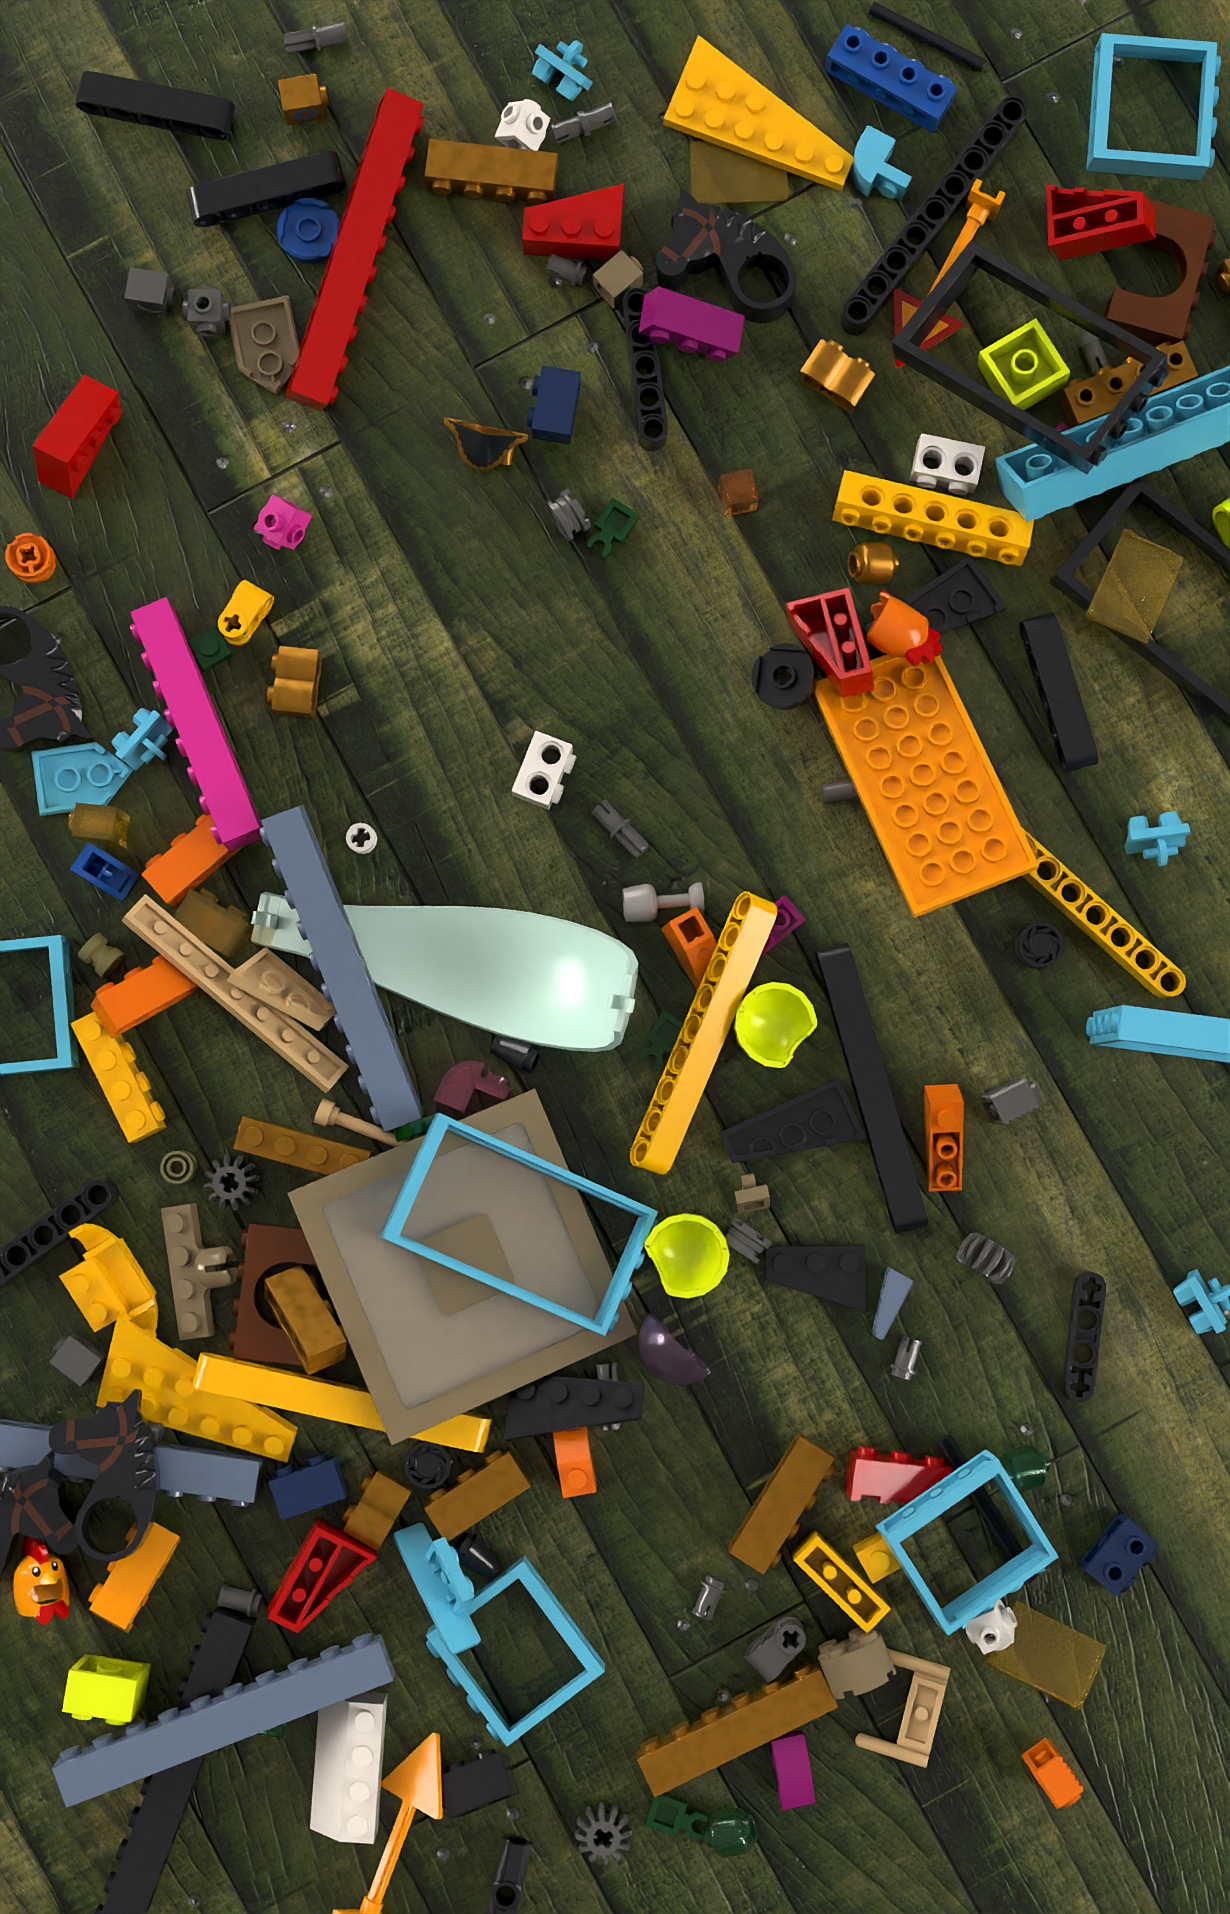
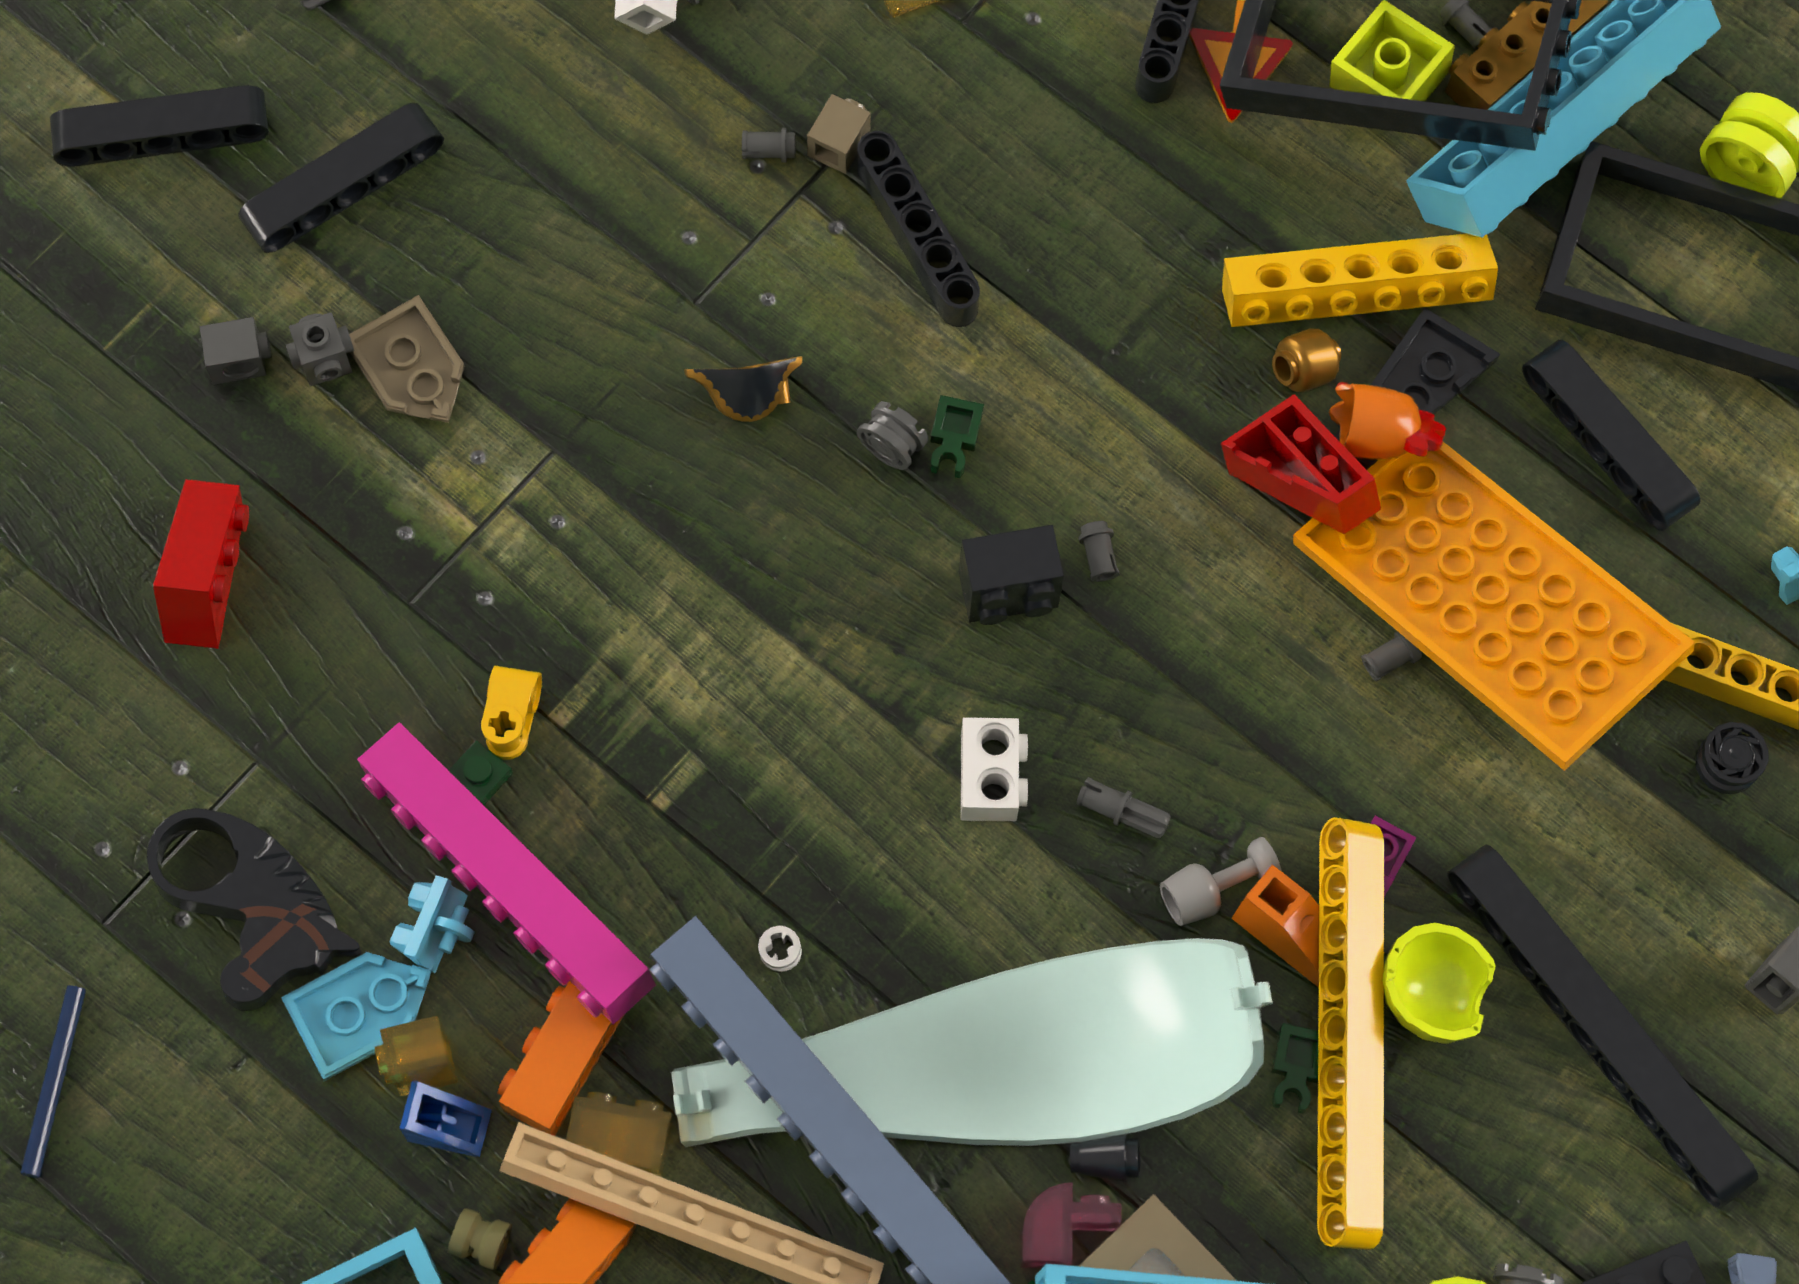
camera: 25 degrees left, 15 degrees down
(31, 558) = (191, 742): orange wheel -> none
(282, 523) = (520, 575): dark pink brick -> none
(283, 988) = (757, 1188): tan wing -> none
(295, 682) = (613, 774): pearl gold brick -> none
(303, 99) = (350, 55): pearl gold brick -> none
(308, 230) = (415, 210): blue tile -> none
(354, 250) = (487, 215): red brick -> none
(491, 171) = (626, 61): pearl gold brick -> none
(555, 404) = (821, 306): dark blue brick -> none
(576, 226) = (761, 88): red wedge -> none
(606, 643) = (1011, 574): none -> black brick
(676, 646) = (1099, 550): none -> dark grey pin
(691, 324) = (957, 151): magenta brick -> none
(729, 242) = (964, 47): black animal -> none
(738, 492) = (1099, 333): clear orange brick -> none
(751, 1196) = (1506, 1230): dark tan tile -> none
(797, 690) = (1278, 550): black plate -> none
(802, 1123) = (1527, 1108): black wing -> none
(836, 375) = (1162, 153): pearl gold brick -> none
(944, 1136) = (1724, 1052): orange slope -> none
(947, 454) = (1343, 199): white brick -> none
(1135, 586) = (1649, 271): clear yellow piece -> none

